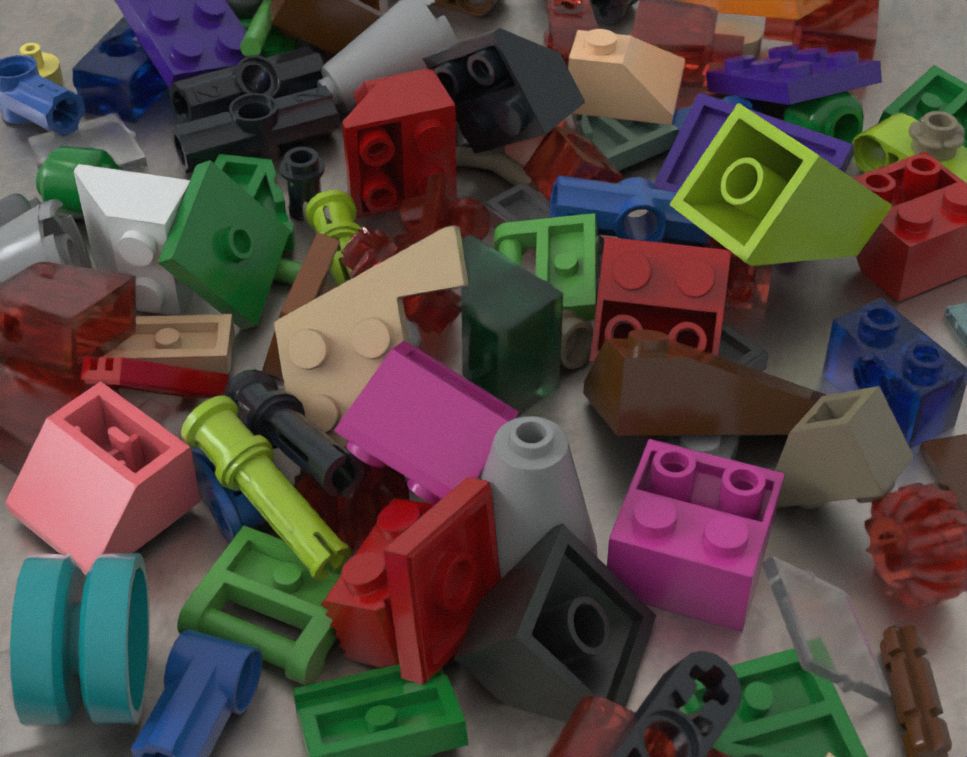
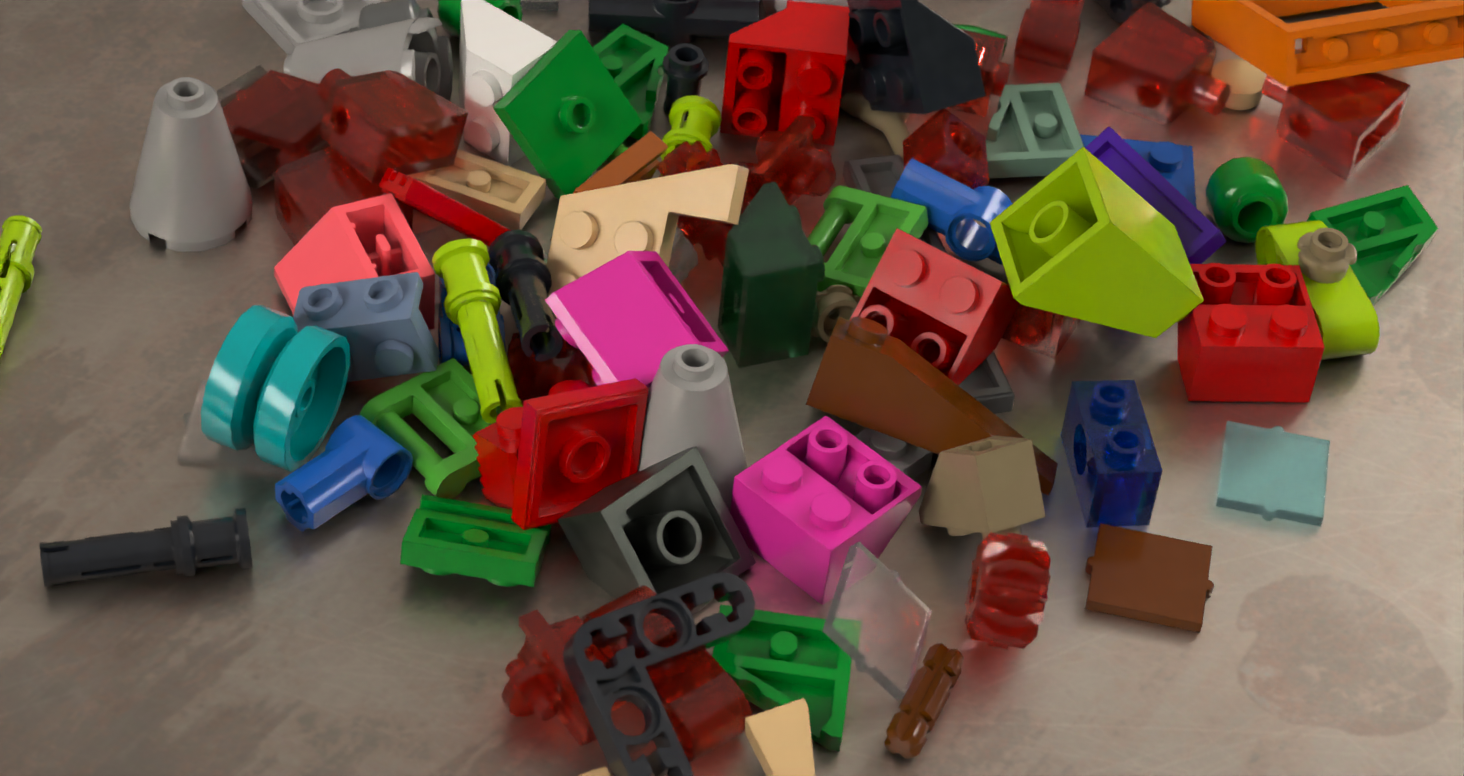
camera: 20 degrees right, 0 degrees up
(149, 515) = (377, 319): none -> sand blue bracket
(625, 77) = (1059, 85): light nougat slope -> none
(793, 75) = (1238, 143): dark purple plate -> none

